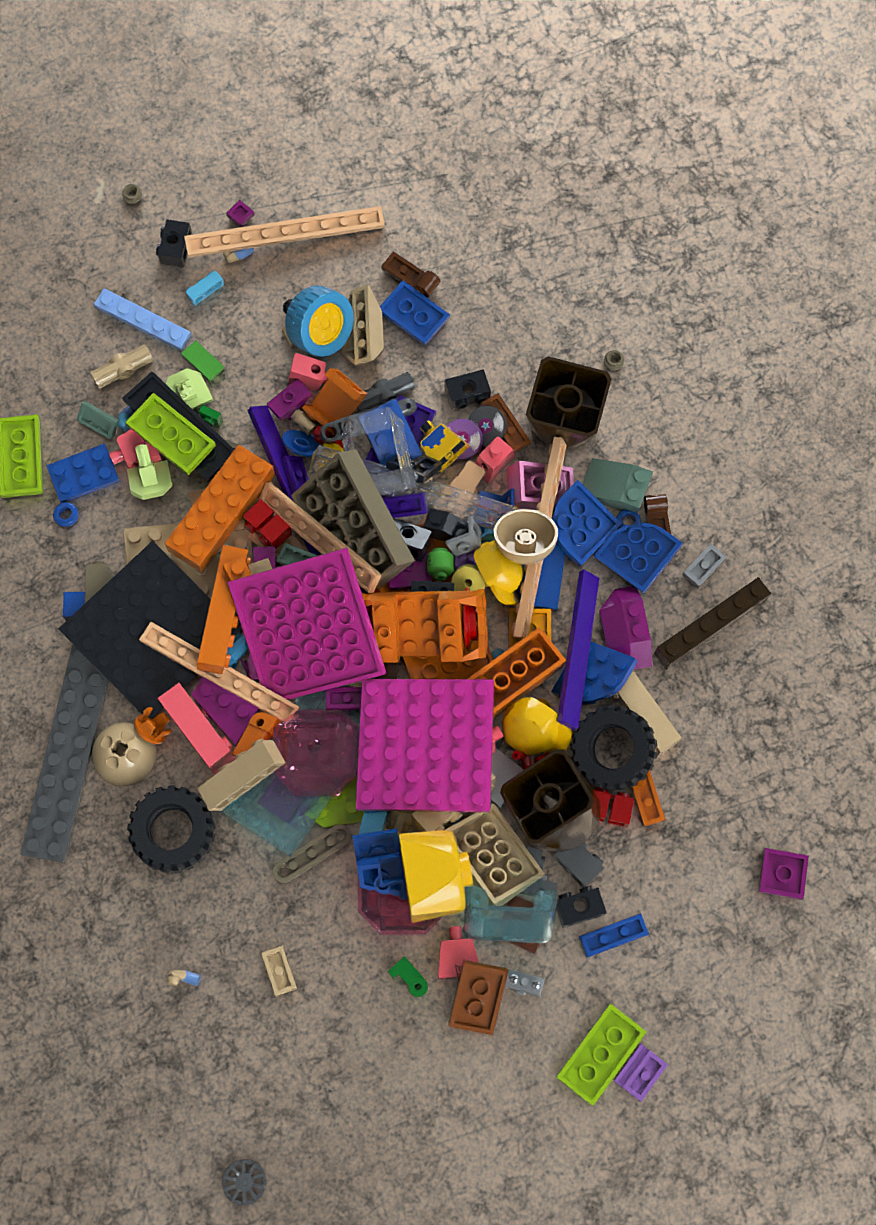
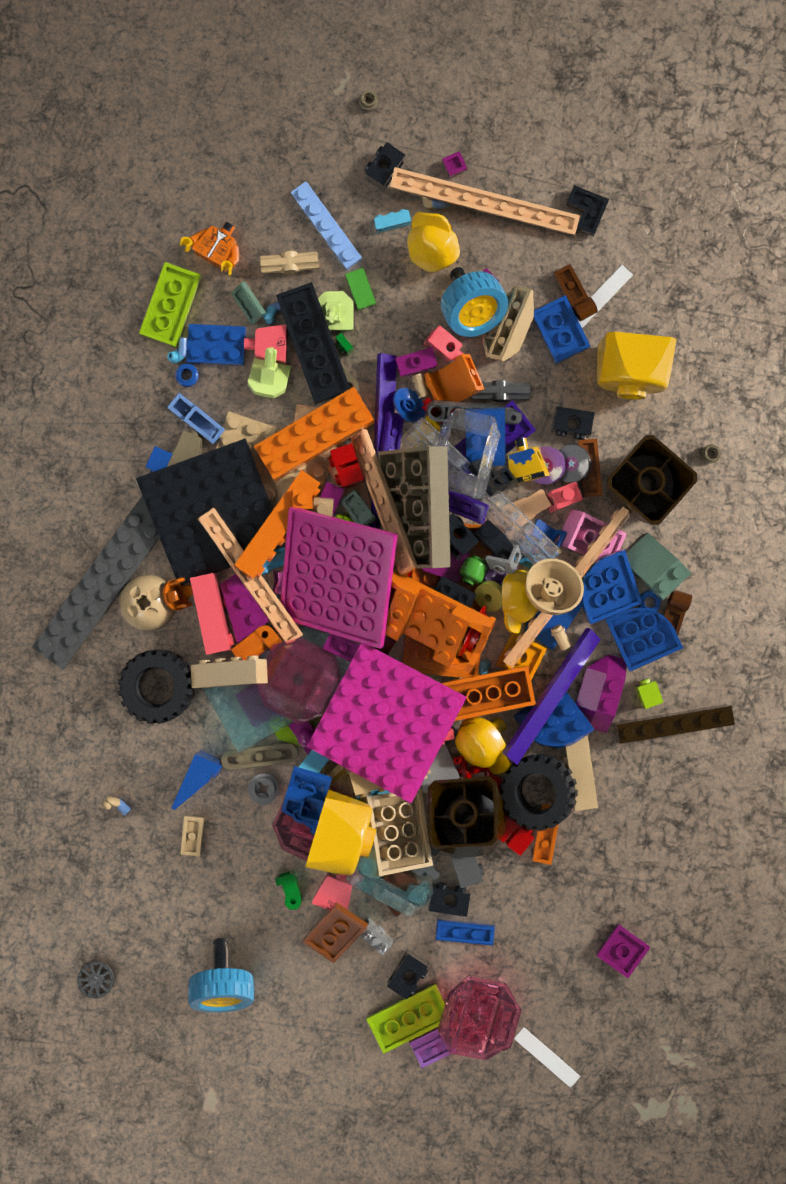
camera: 25 degrees right, 15 degrees up
(41, 383) = (214, 246): none -> torso
(50, 497) = (179, 354): none -> arm
(92, 549) = (195, 418): none -> medium blue slope
(170, 434) = (301, 349): lime plate -> none
(252, 285) = (432, 242): none -> yellow piece
(257, 901) = (201, 771): none -> blue slope
(330, 875) = (261, 797): none -> light grey gear
(346, 805) = (303, 733): none -> magenta tile
(384, 1112) = (221, 987): none -> dark azure wheel
(387, 194) = (591, 206): none -> black plate
(442, 259) = (608, 289): none -> white sticker
(498, 305) = (634, 364): none -> yellow piece
(558, 591) = (560, 636): none -> tan pin
(568, 1018) = (403, 985): none -> black brick
(673, 606) = (648, 693): none -> lime brick
(692, 1008) = (490, 1030): none -> clear pink piece
(704, 565) = (692, 671): light grey plate -> none
(766, 1027) = (547, 1057): none -> white sticker

